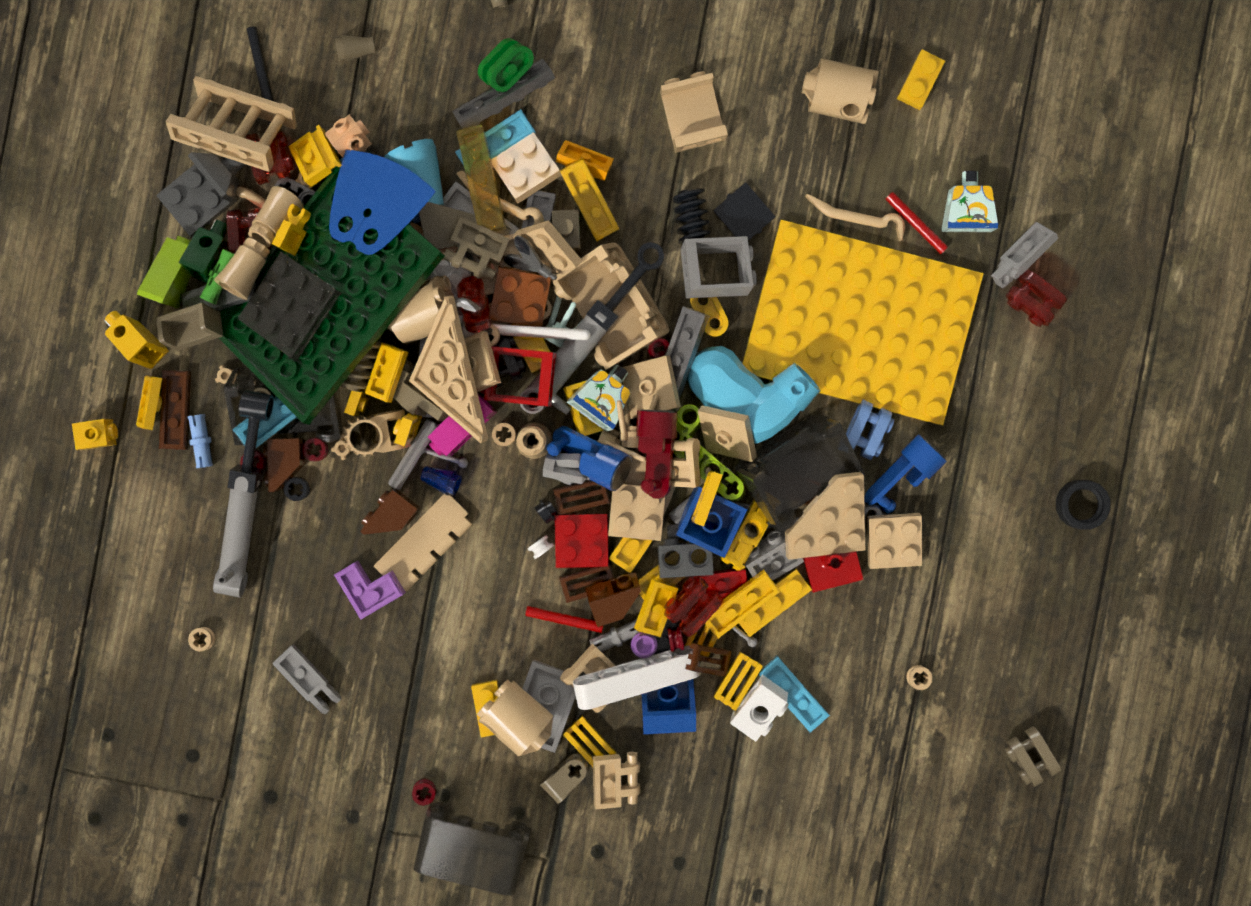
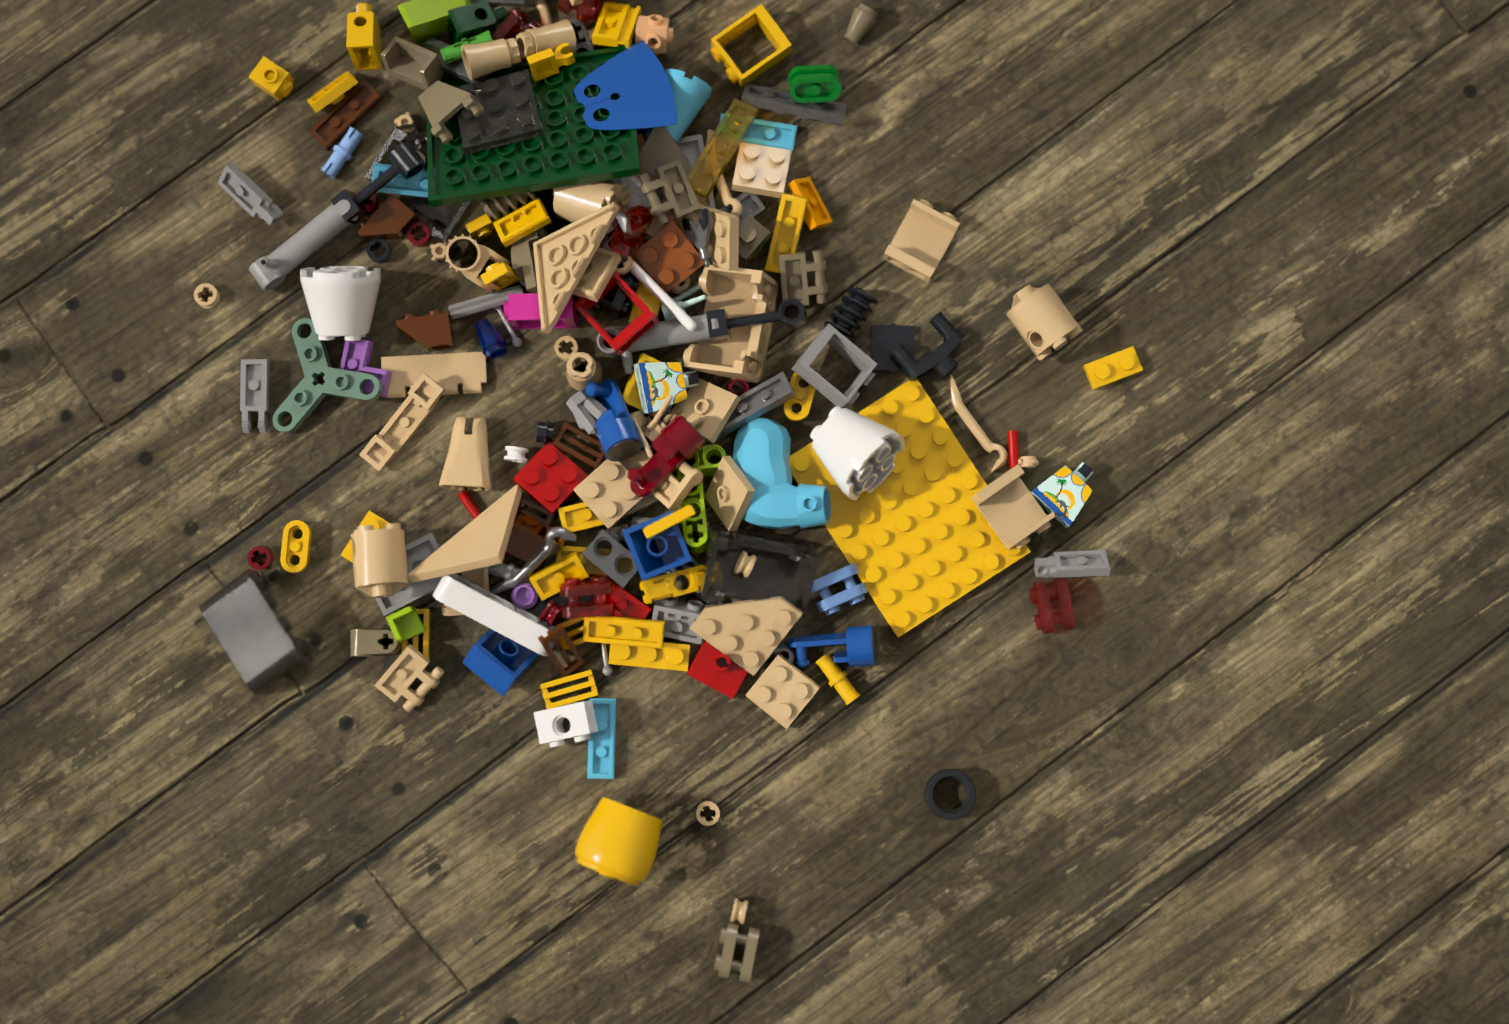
camera: 45 degrees right, 5 degrees down
(161, 536) = (249, 194): none -> light grey hinge
(241, 337) = (442, 102): none -> dark tan flag
(304, 552) = (341, 300): none -> white cone
(329, 614) = (308, 393): none -> sand green piece
(434, 53) = (771, 30): none -> yellow window
(436, 600) = (403, 423): none -> tan slope
(440, 762) = (295, 547): none -> yellow plate
(507, 581) = (467, 458): none -> tan piece
(577, 642) = (477, 544): none -> tan tile
(577, 745) = (405, 624): none -> lime panel
(625, 227) = (794, 277): none -> dark tan plate
(630, 614) = (536, 560): none -> flat silver piece
(785, 475) = (745, 564): none -> tan bush
(788, 189) = (938, 360): none -> black connector
(792, 316) = (856, 450): none -> white cone
(880, 759) = (619, 842): none -> yellow piece
(921, 208) = (1028, 462): none -> tan piece
(926, 495) = (837, 679): none -> yellow pin
(944, 254) = (1011, 509): none -> tan panel
(1006, 726) = (739, 911): none -> tan bush

